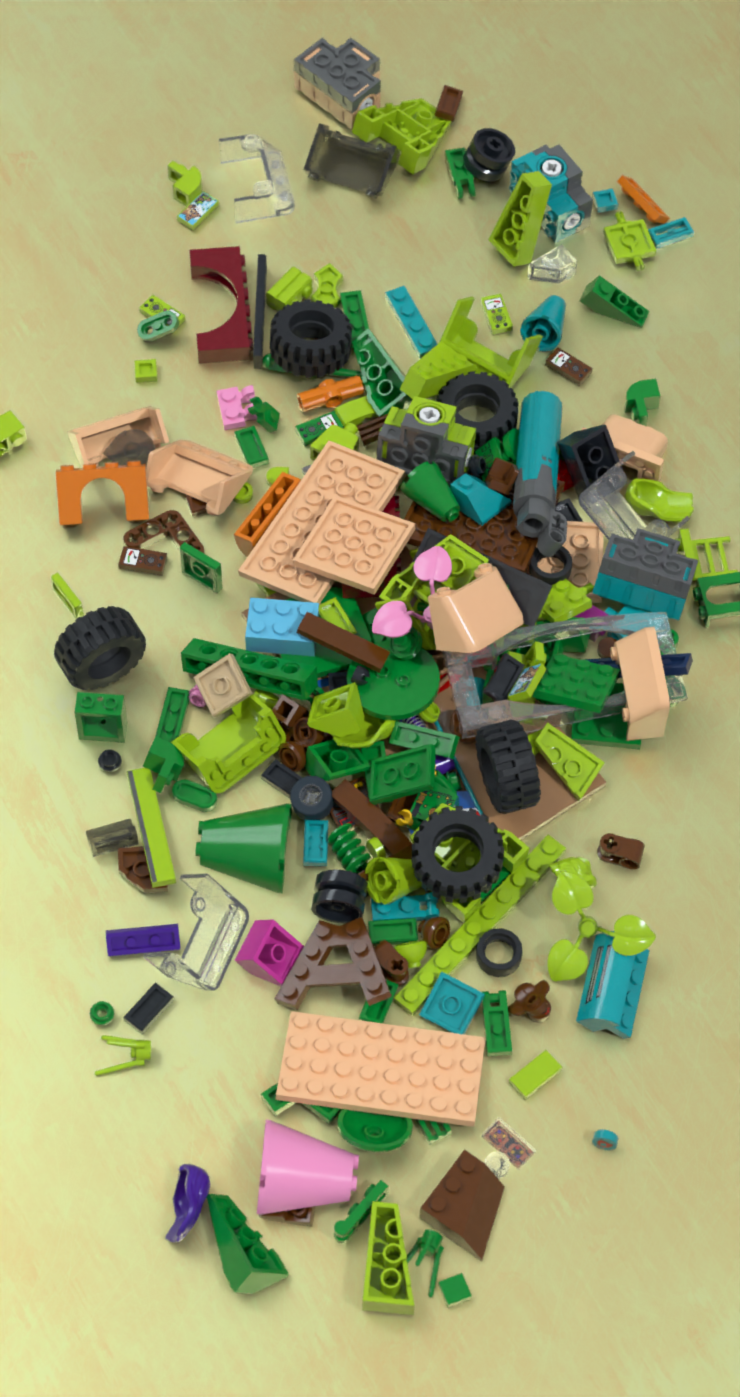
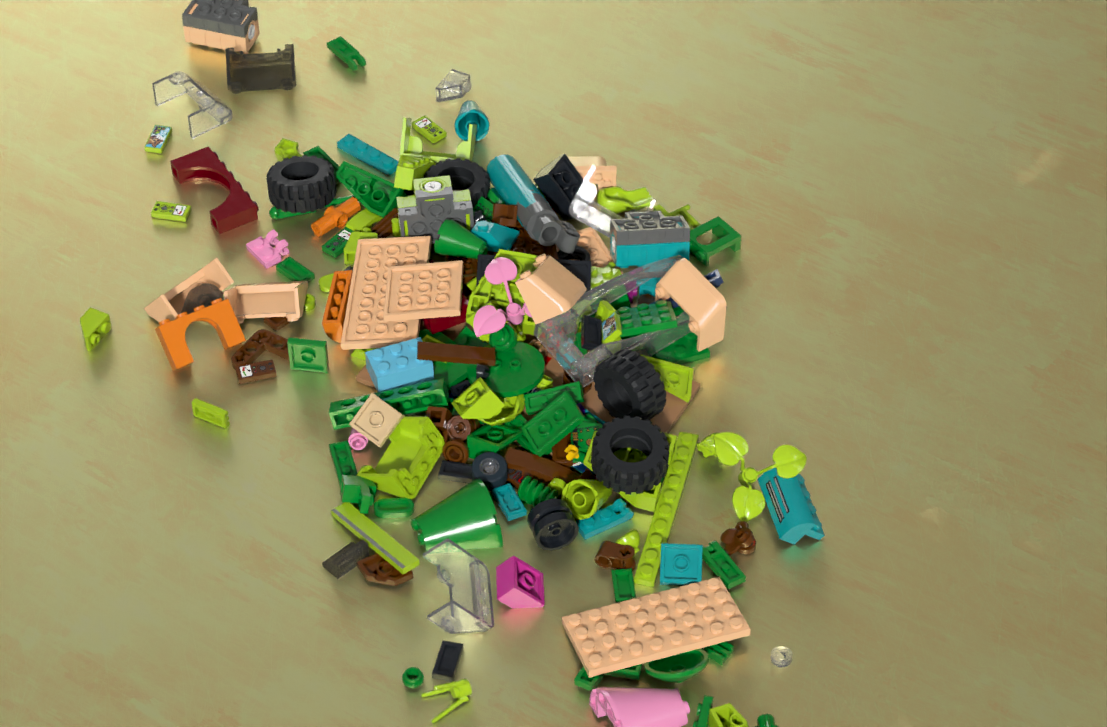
camera: 25 degrees left, 15 degrees down
(99, 648) = (264, 428): black tyre -> none
(101, 719) = (296, 489): green window -> none
(109, 760) = (312, 508): black plate -> none
(143, 939) = (412, 615): dark purple plate -> none
(145, 370) = (181, 251): lime tile -> none
(159, 325) = (173, 216): plate -> none
(187, 182) = (139, 122): lime brick -> none
(260, 311) = (248, 183): black tile -> none
(266, 414) = (296, 245): green plate -> none
(290, 288) = (261, 162): lime brick -> none
(311, 972) = (599, 562): plate -> none
(394, 931) = (608, 533): green tile -> none
(407, 126) = (301, 34): lime wedge -> none
(434, 931) = (637, 521): reddish brown brick -> none
(448, 103) = (310, 14): reddish brown tile -> none
(465, 1204) = (776, 689): reddish brown wedge -> none
(489, 154) = (363, 32): black wheel -> none
(497, 935) = (693, 530): black tyre -> none
(509, 1142) = (775, 636): clear tile -> none
(521, 219) = (415, 59): lime wedge -> none
(535, 1074) = (771, 587): lime tile -> none
(568, 202) = (424, 38): piece -> none
(568, 366) = (503, 143): reddish brown tile -> none
(605, 200) = (464, 36): teal plate -> none
(605, 1139) = (850, 606): teal tile -> none
(611, 302) = (510, 94): green slope -> none
(623, 851) = (740, 420): reddish brown piece -> none
(629, 241) = (498, 54): lime plate -> none
(642, 200) = (491, 28): orange plate -> none
(642, 397) = (571, 142): green brick -> none
(672, 235) = (526, 42): teal tile -> none

